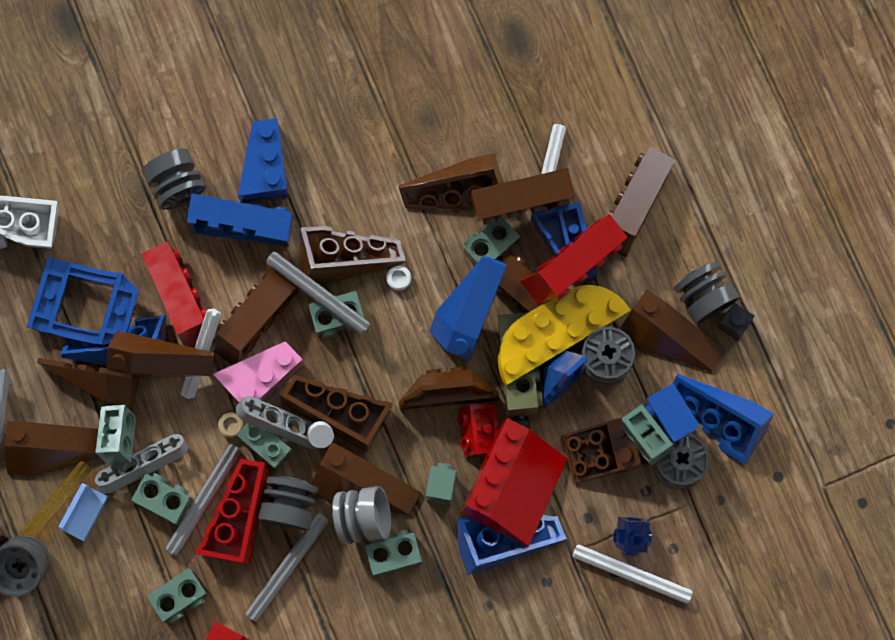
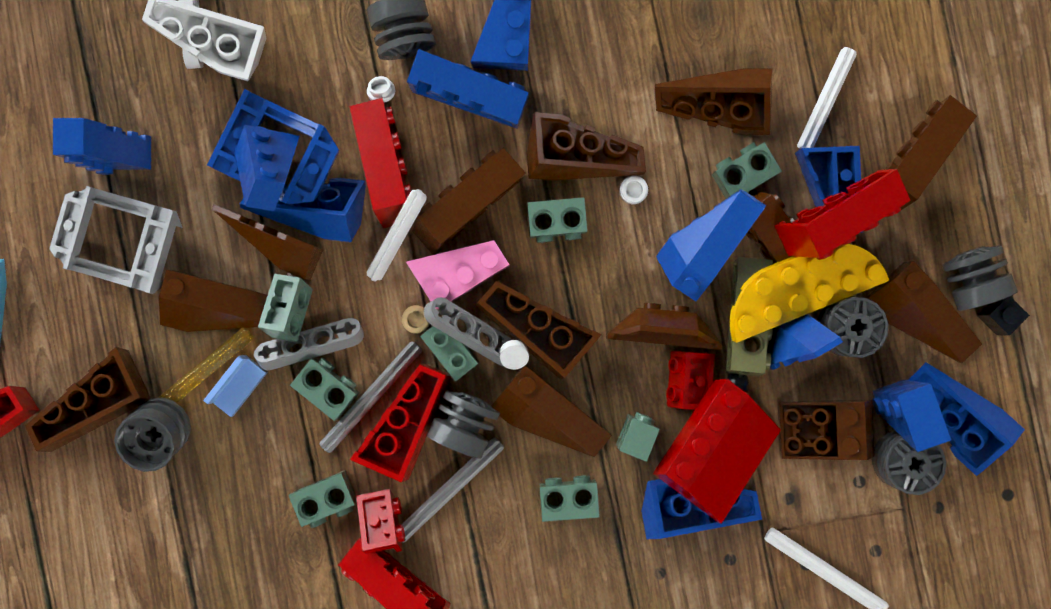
camera: 15 degrees right, 10 degrees up
(77, 314) = (264, 164): none -> blue wedge
(156, 358) = (341, 231): reddish brown wedge -> none
(165, 233) = (380, 88): none -> white plate
(230, 602) = (380, 522): none -> bracket
(318, 293) = (541, 192): light grey axle -> none
(362, 515) = (543, 454): light grey wheel -> none
(522, 195) = (797, 125): reddish brown wedge -> none
(632, 535) = (837, 532): clear blue brick -> none
(646, 435) = (885, 434): sand green brick -> none

